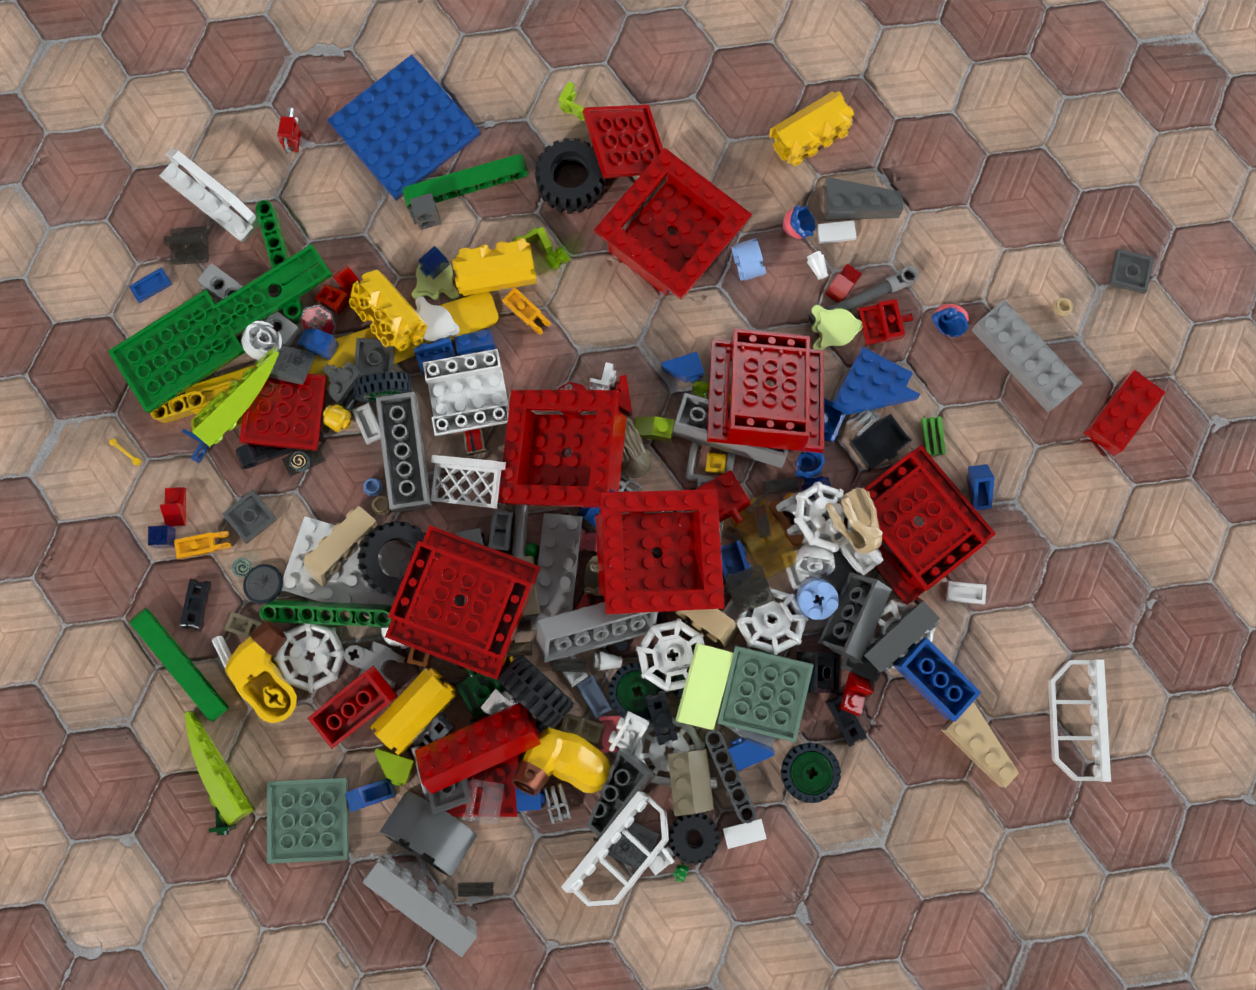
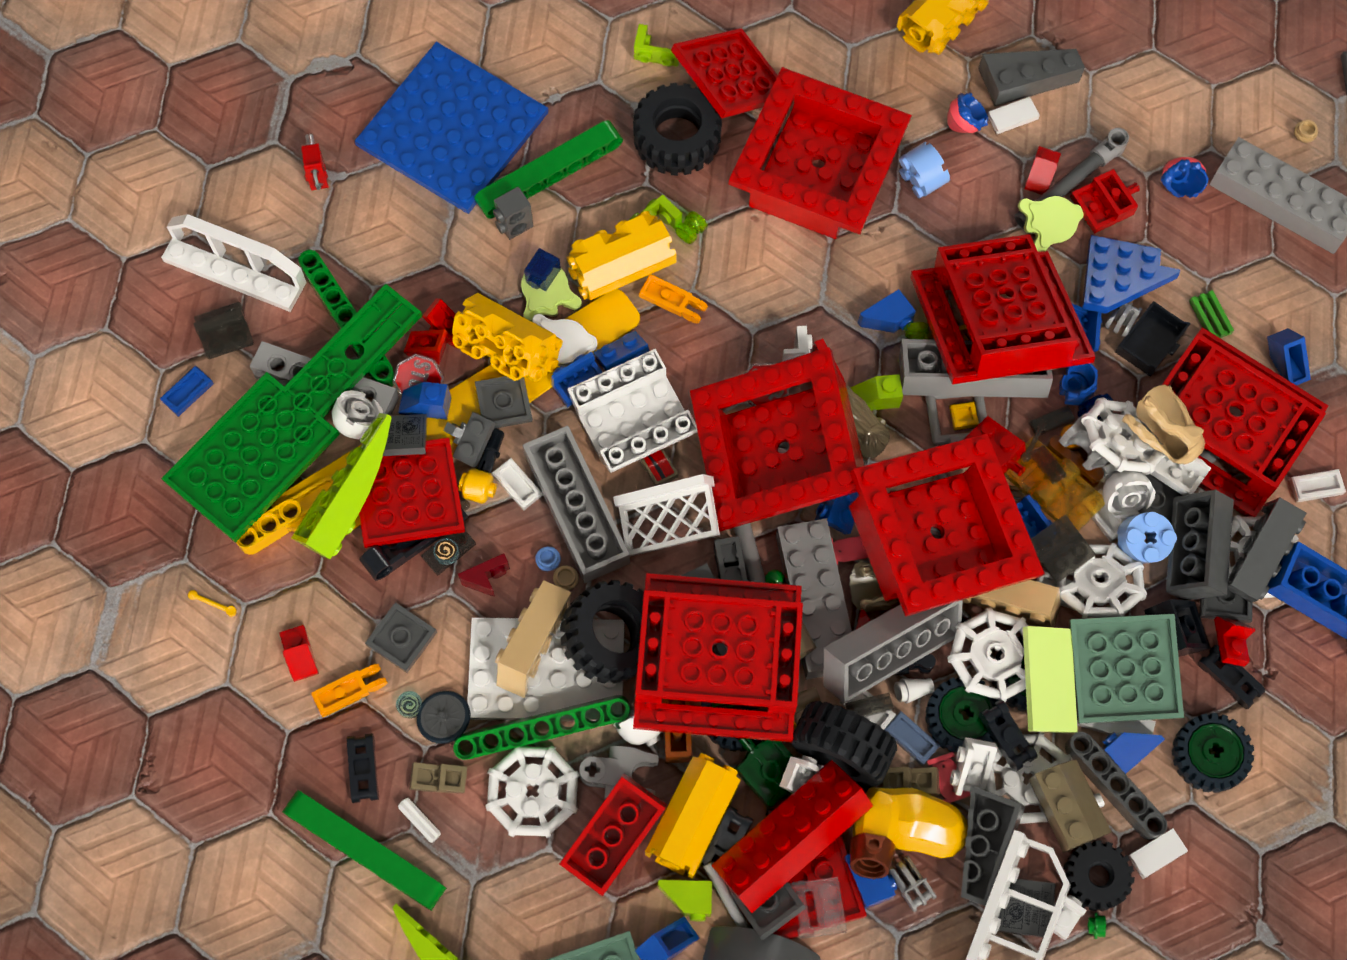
camera: 20 degrees left, 10 degrees down
(161, 536) = (294, 693): clear blue brick -> none
(202, 446) = (305, 558): blue bracket -> none
(259, 678) = (479, 835): yellow piece -> none
(319, 486) = (477, 576): none -> dark red slope
(381, 384) = (525, 426): black wheel -> none
(817, 264) = (1005, 156): white cone -> none

